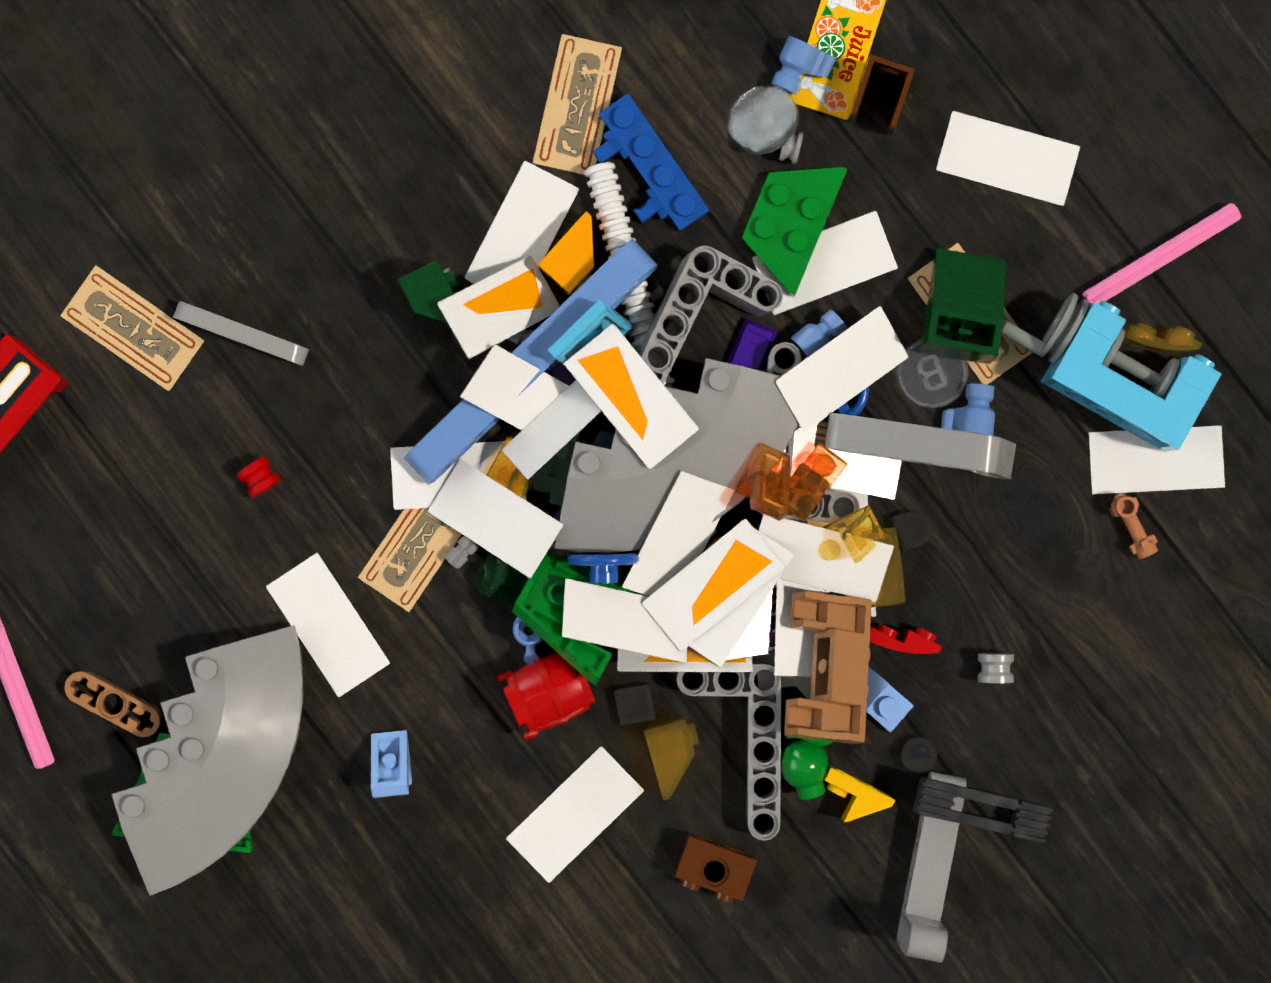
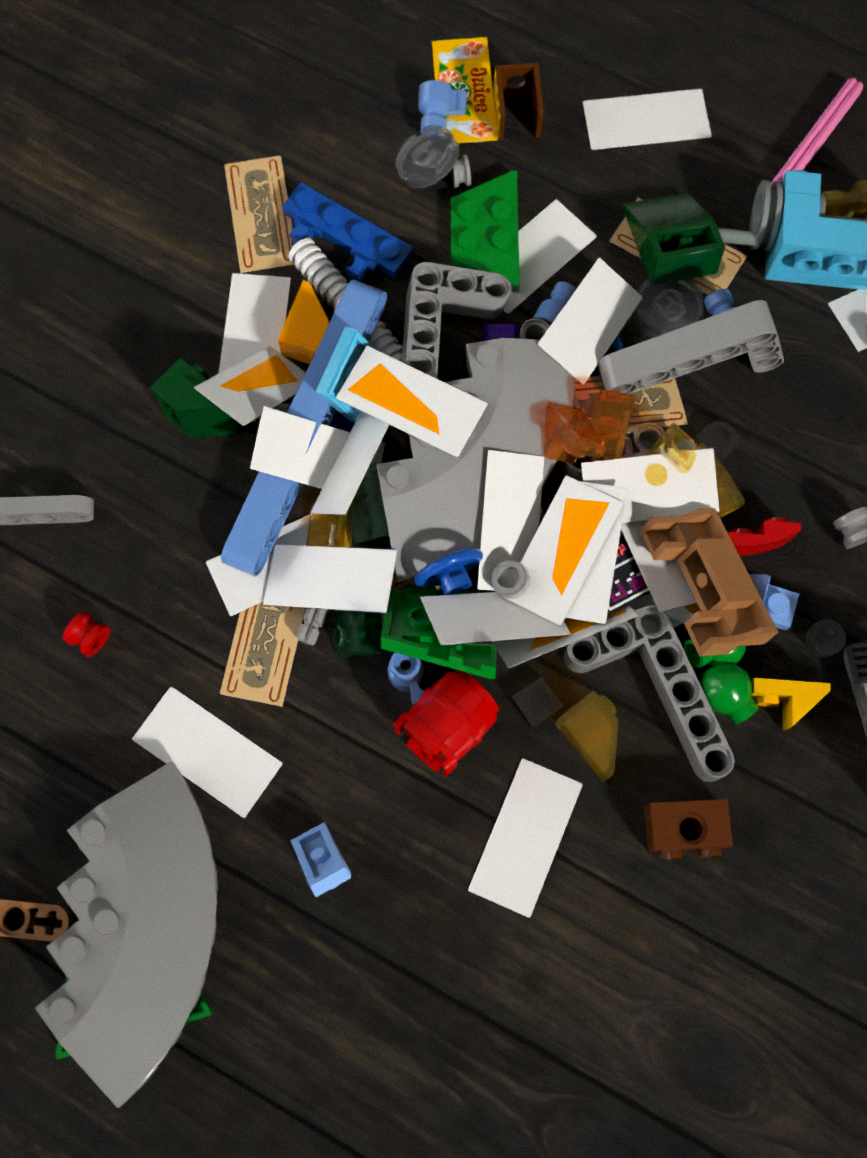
camera: 25 degrees left, 15 degrees down
(653, 591) = (509, 578): none -> light grey tile

